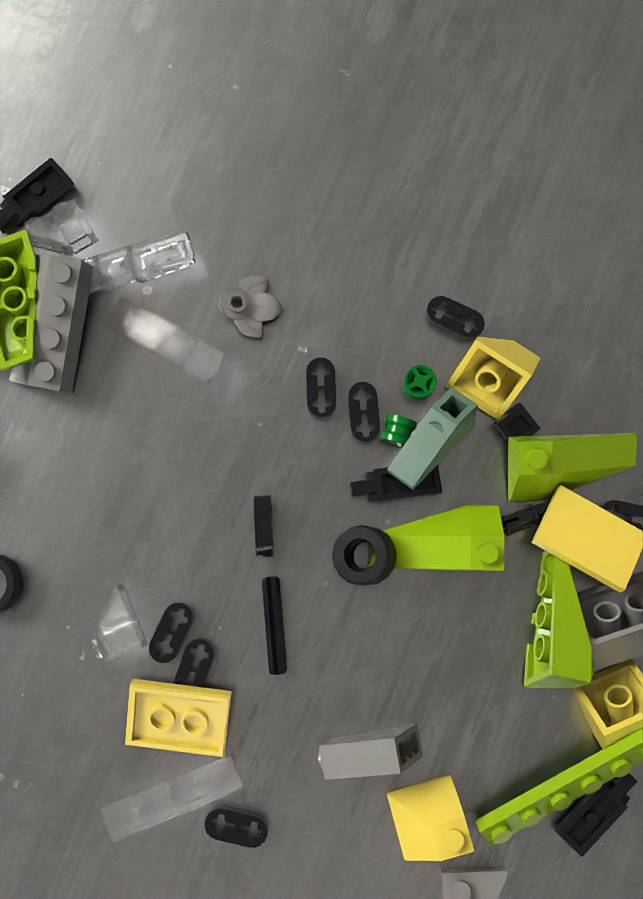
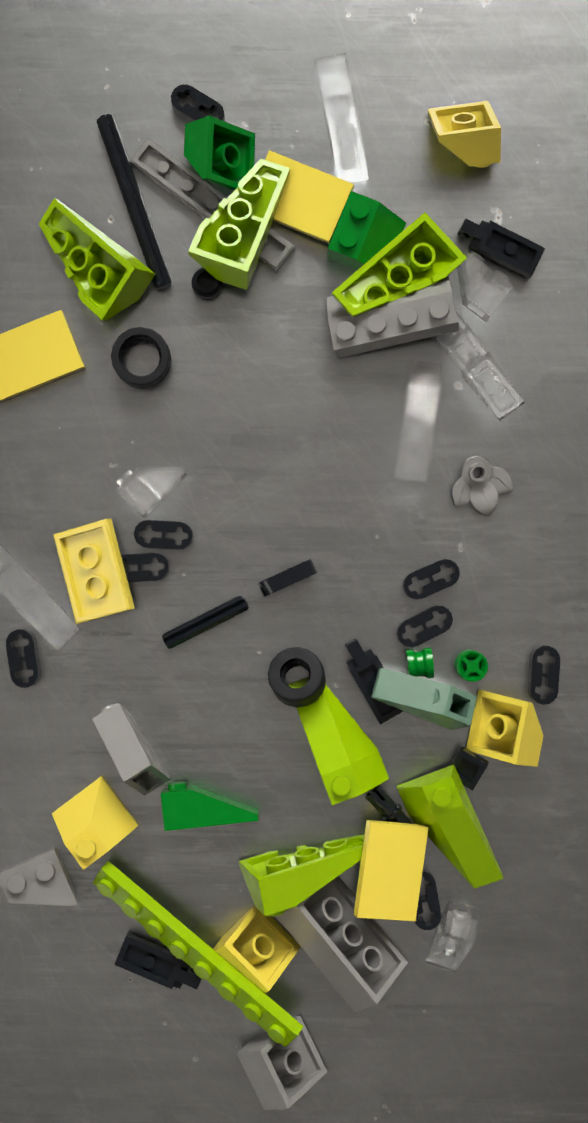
camera: 70 degrees right, 5 degrees up
(455, 707) = (195, 807): none -> green slope

